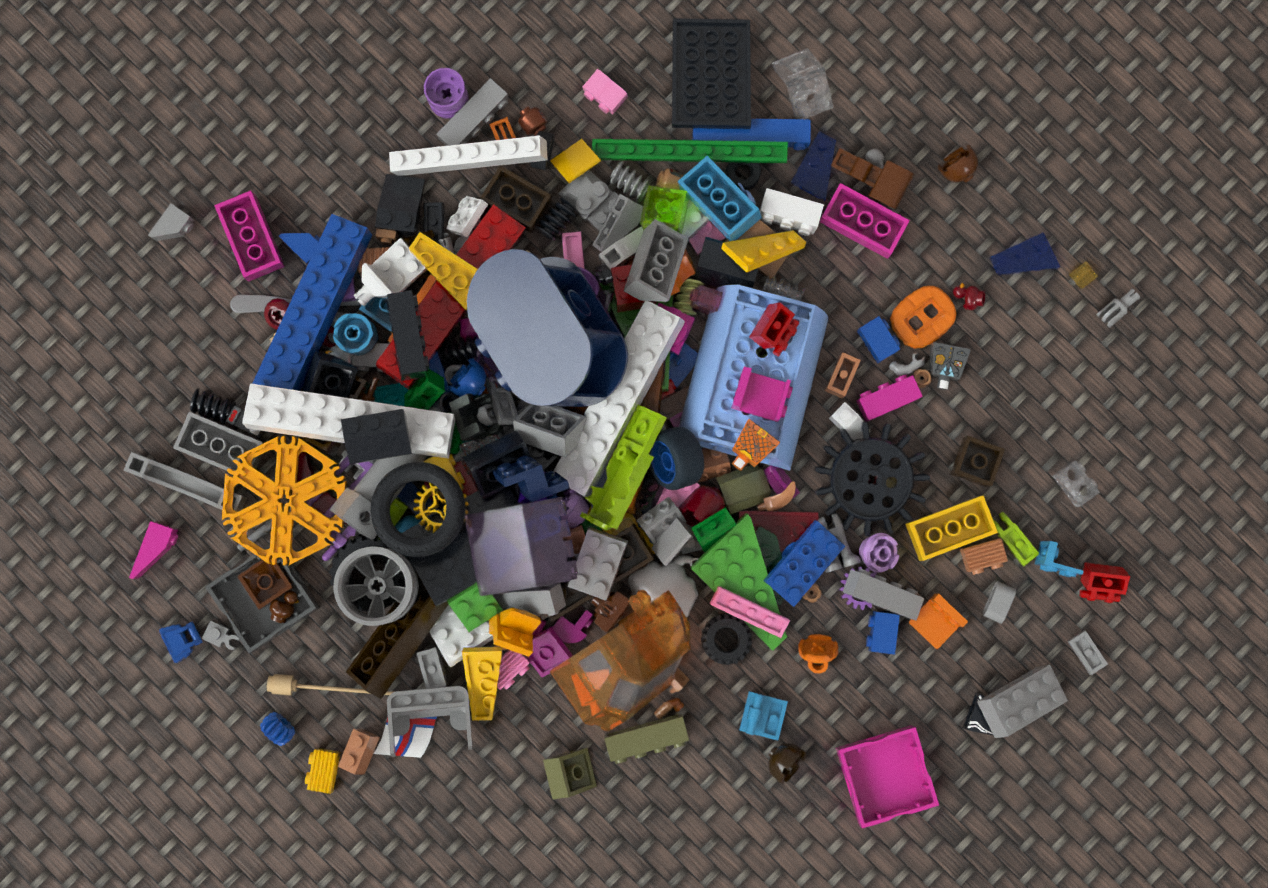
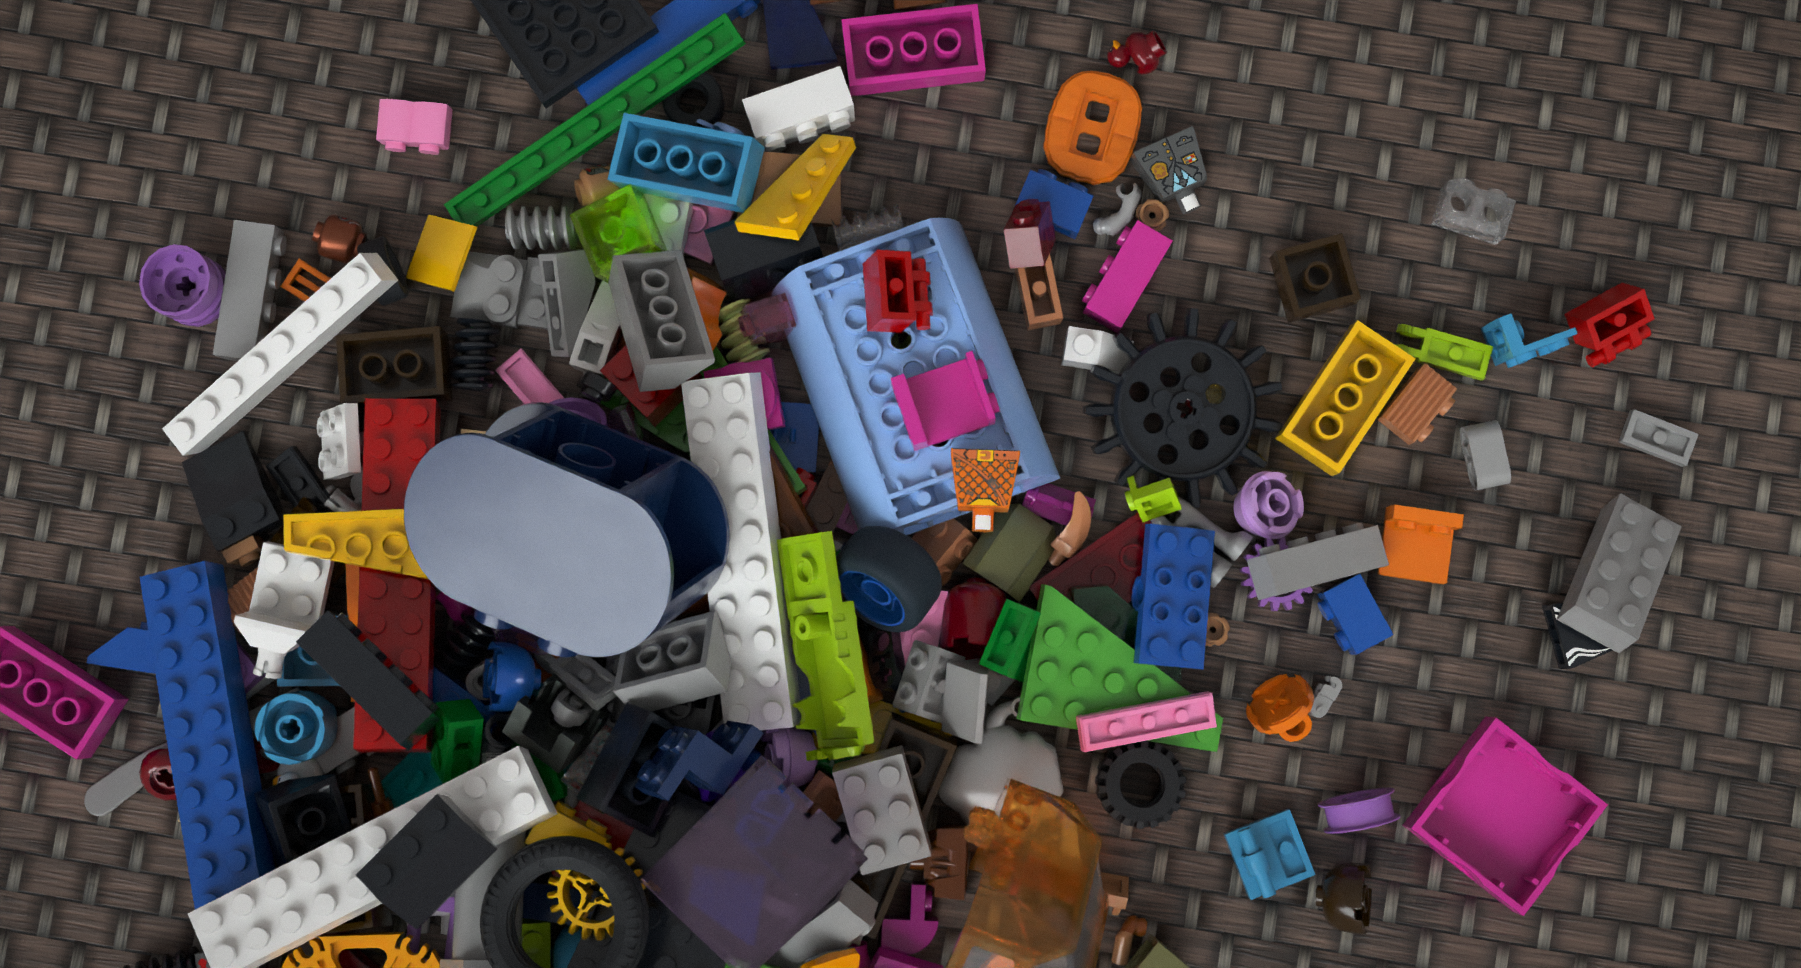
camera: 30 degrees left, 0 degrees up
(820, 724) = (1359, 810): none -> medium lavender wheel
(826, 511) = (1153, 499): none -> lime bracket
(841, 660) = (1325, 695): none -> light grey piece
(857, 345) = (1029, 234): none -> dark red brick

